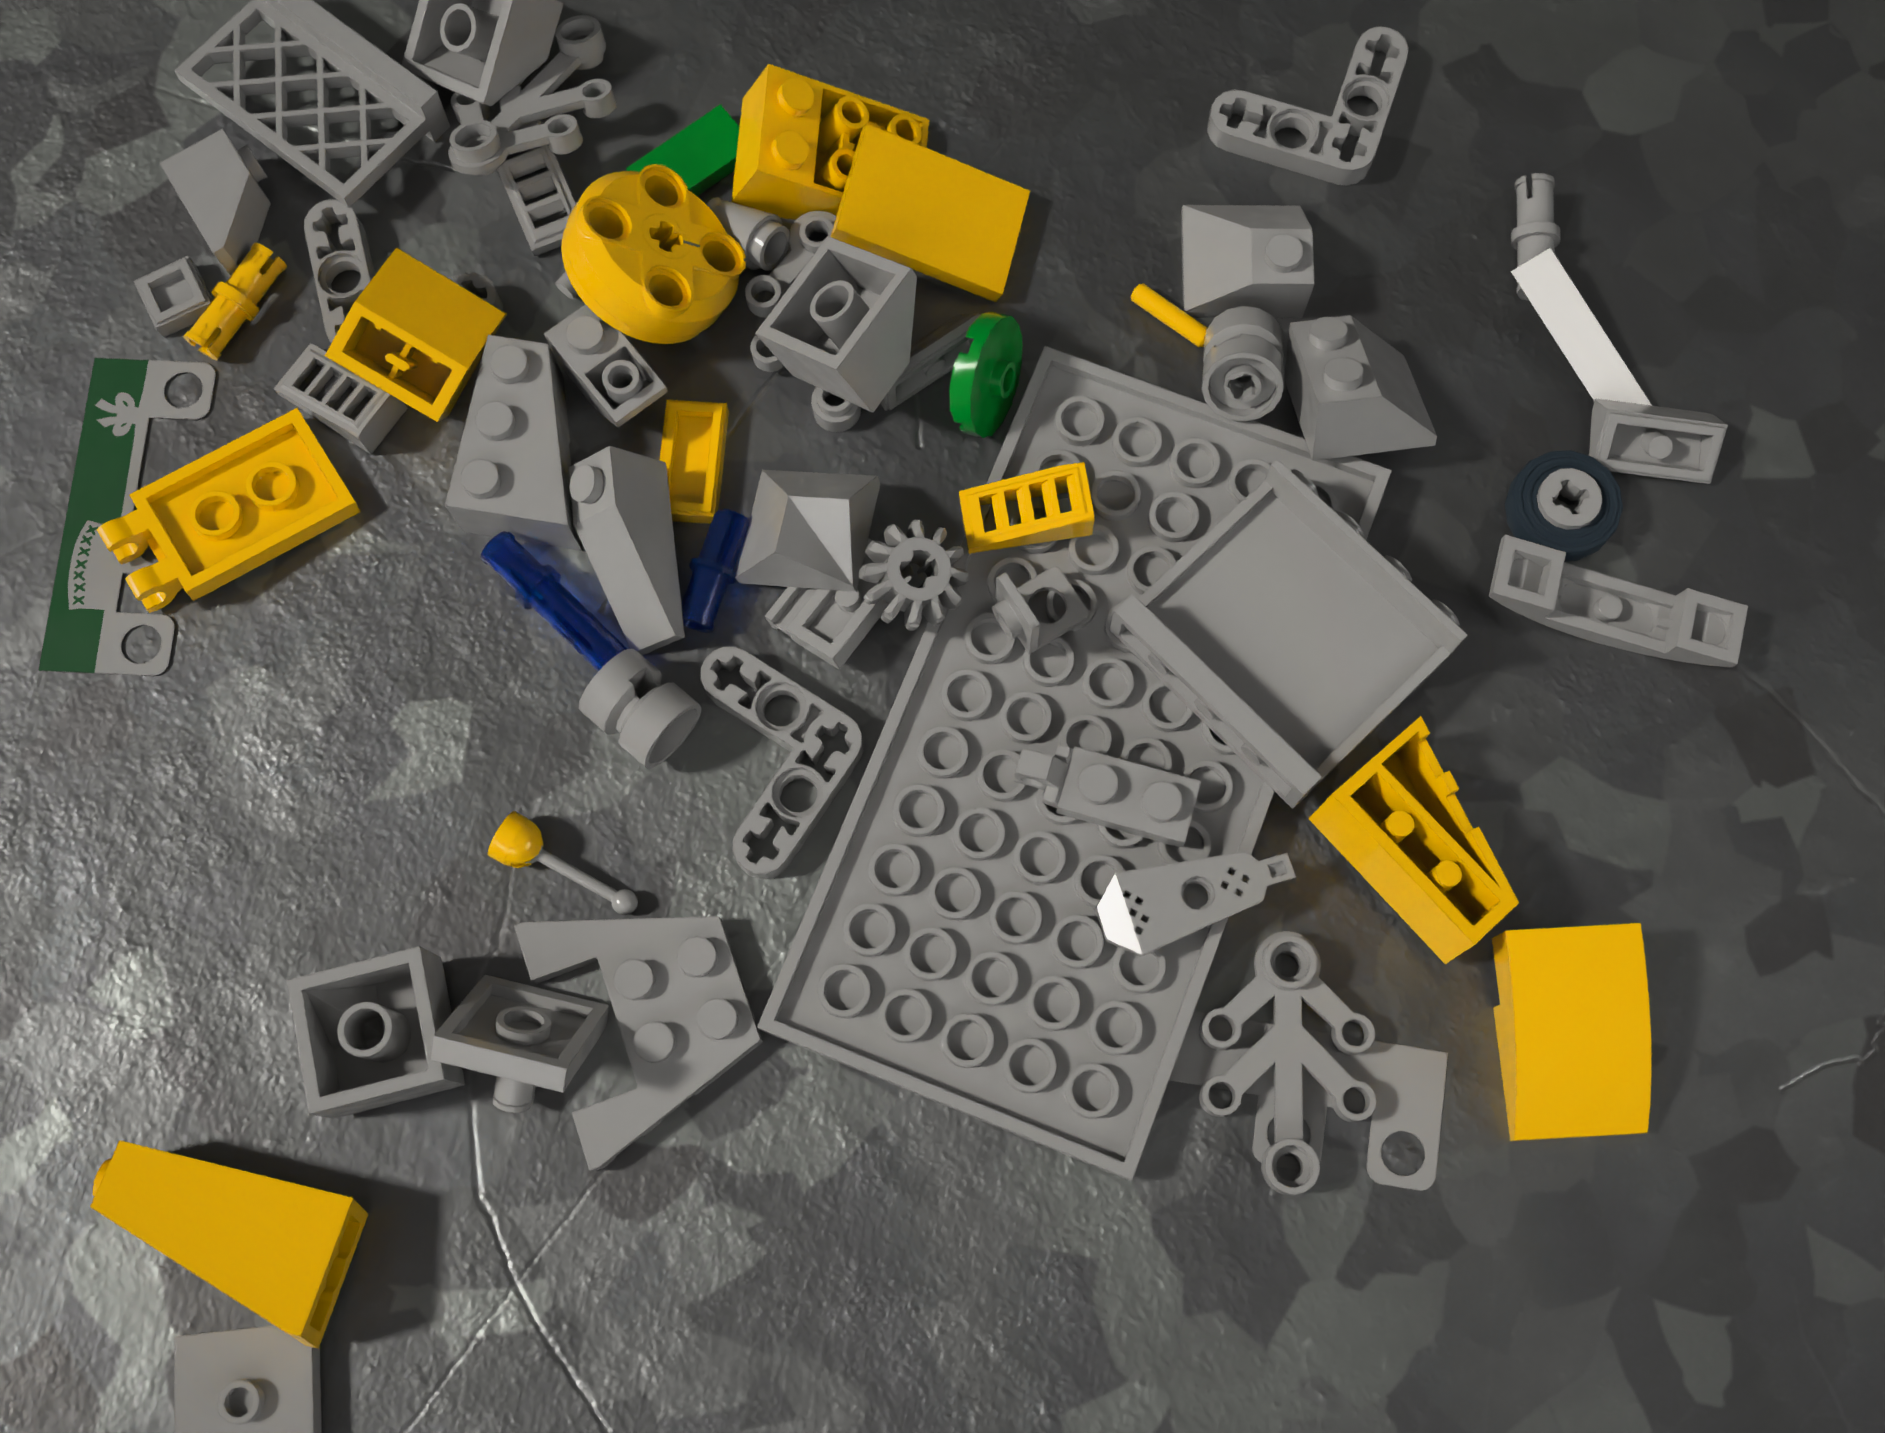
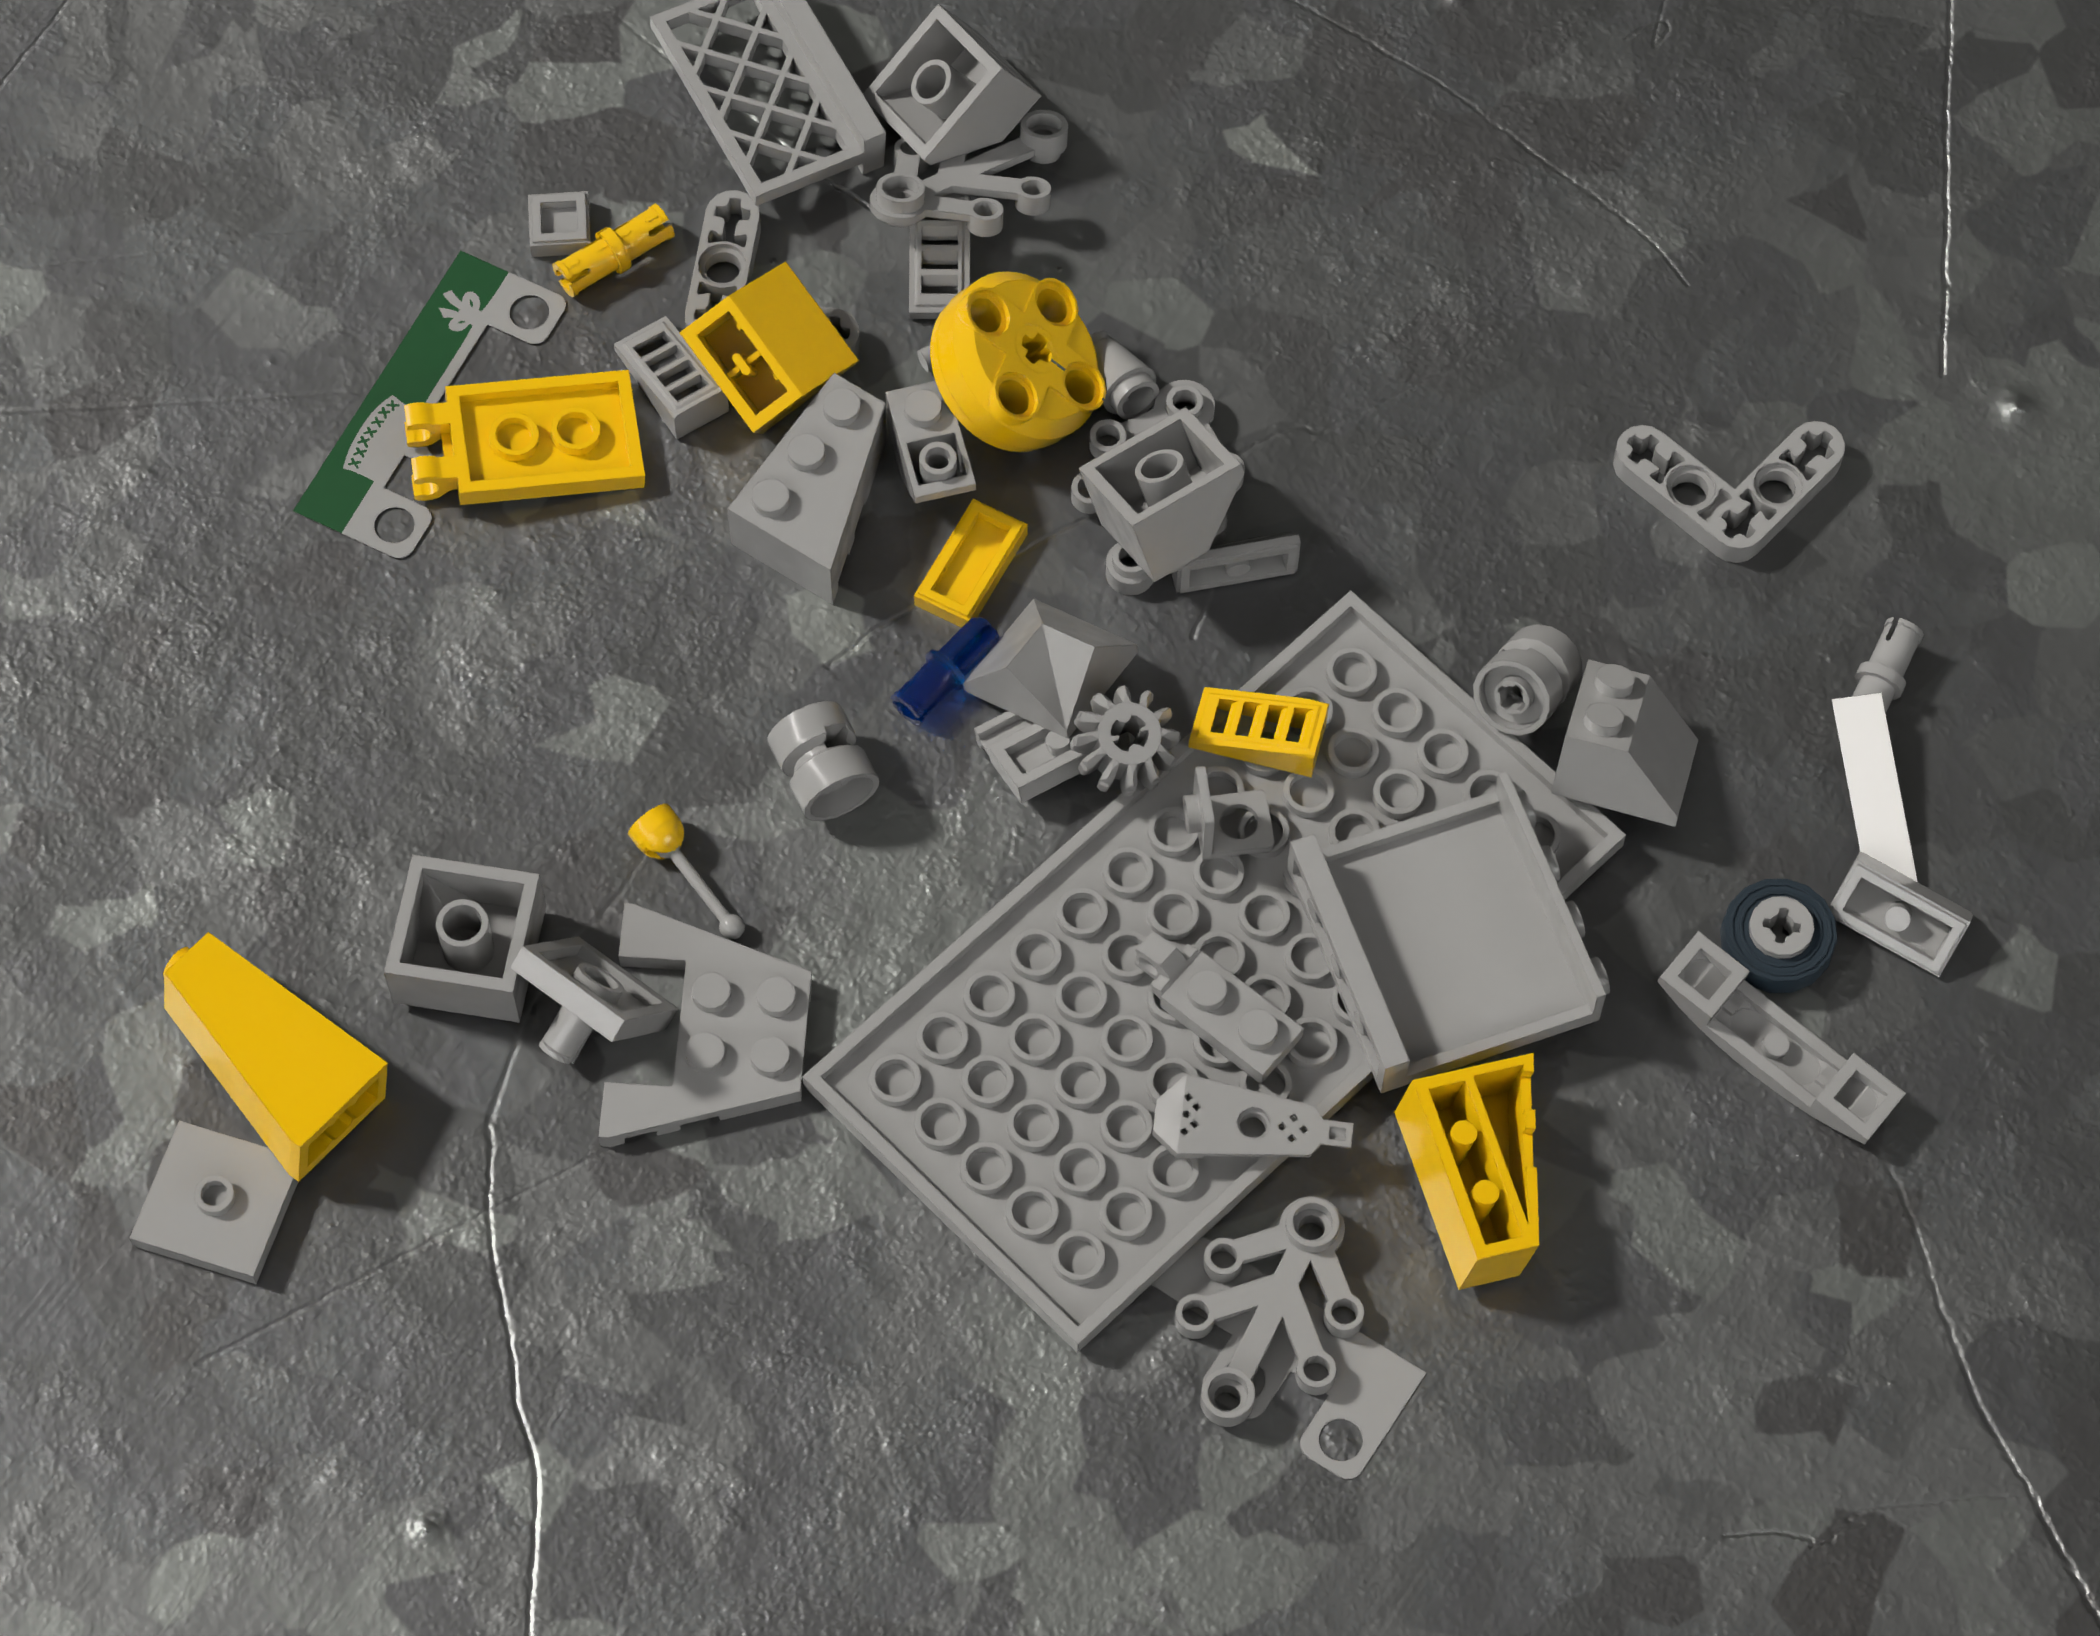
camera: 20 degrees right, 10 degrees down
(221, 195) = (644, 148): light grey slope -> none
(540, 588) = (779, 622): clear blue pin -> none
(629, 537) = (880, 609): light grey slope -> none
(700, 152) = (1111, 284): green tile -> none
(799, 738) = (956, 851): light grey beam -> none
(802, 142) = (1232, 332): yellow slope -> none
(930, 213) = (1300, 426): yellow tile -> none
(987, 376) = (1280, 594): green plate -> none
(1169, 314) = (1487, 608): yellow piece -> none
(1246, 259) = (1586, 589): light grey slope -> none
(1574, 1031) = (1545, 1391): yellow slope -> none

